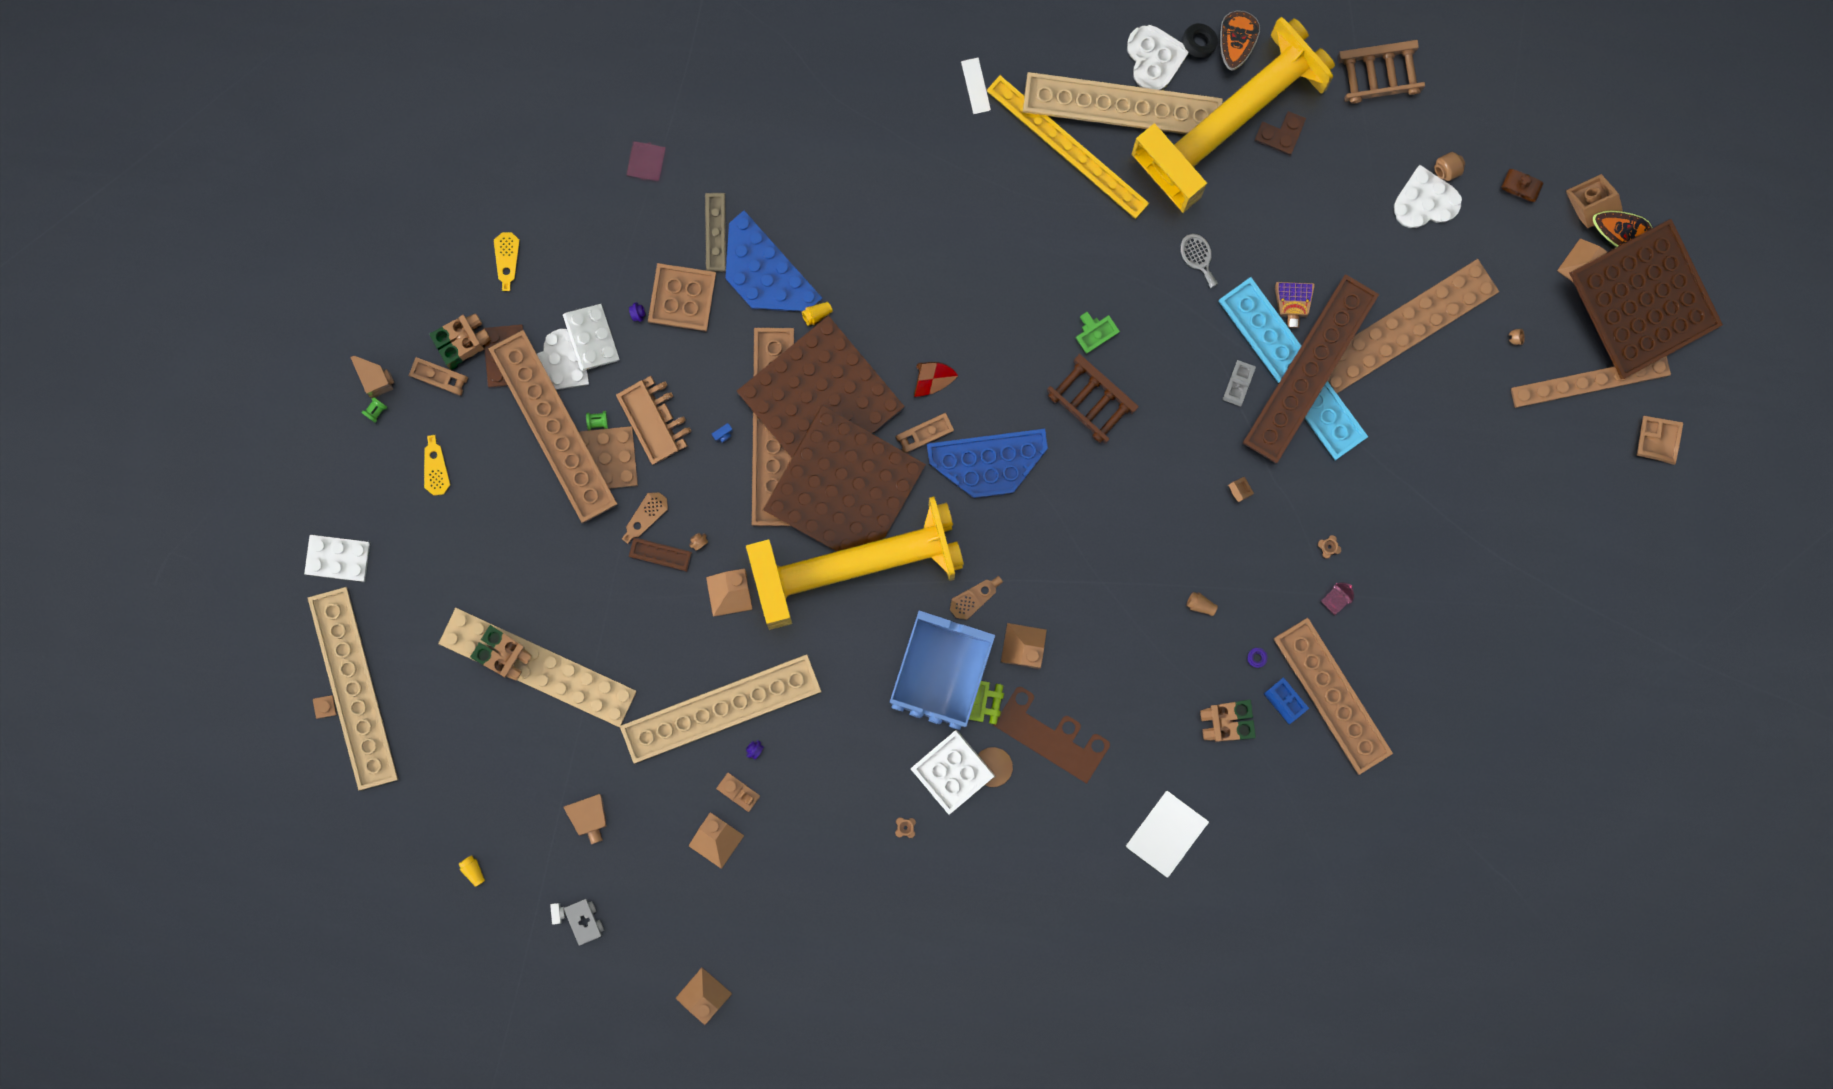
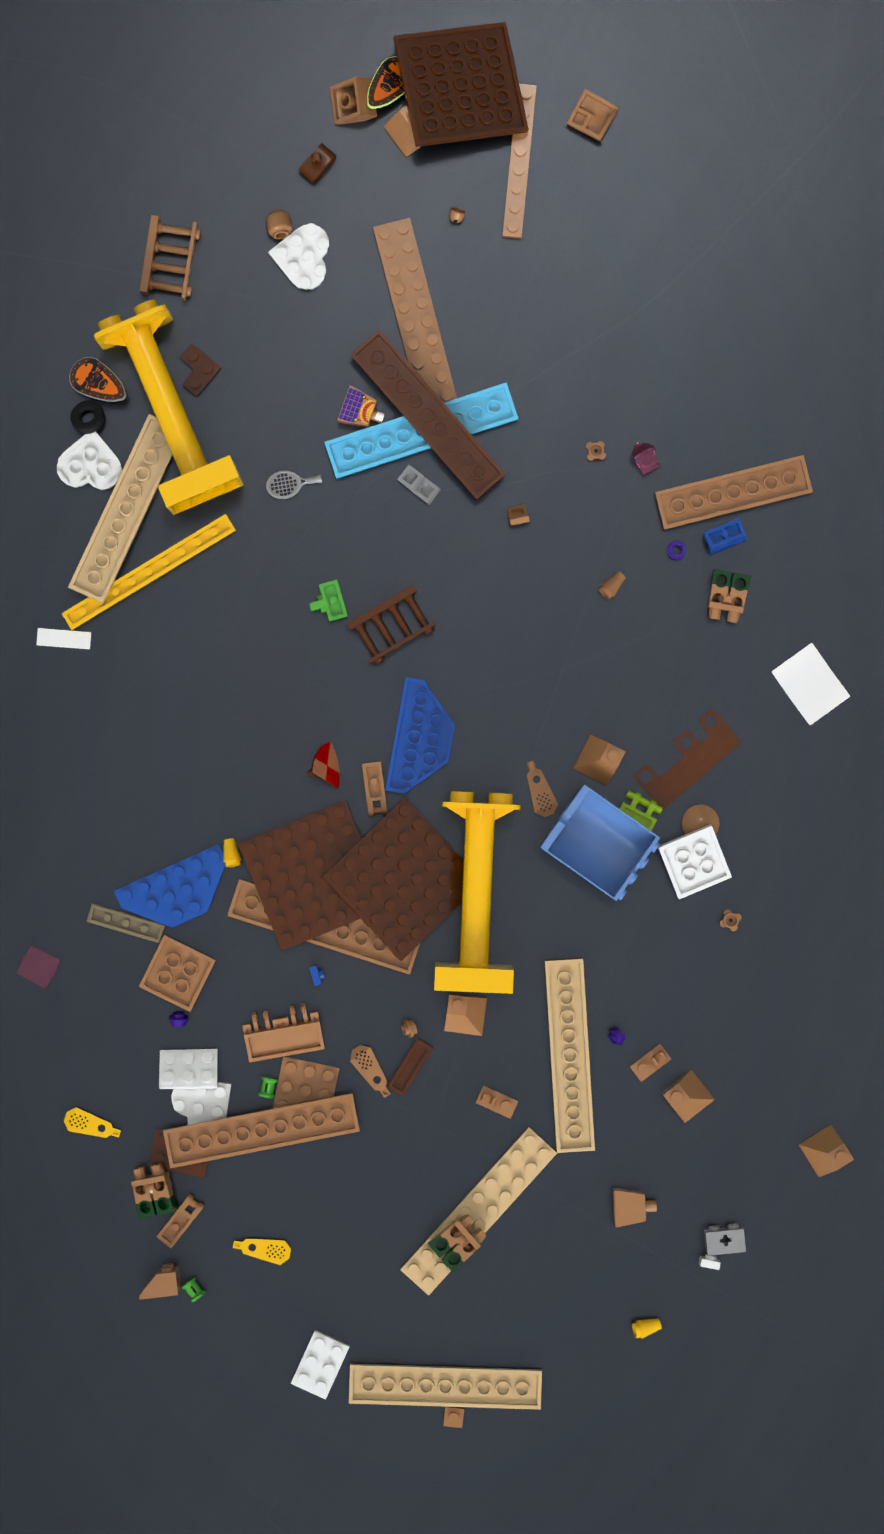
camera: 70 degrees left, 5 degrees up
(652, 651) = (496, 1101): none -> medium nougat plate

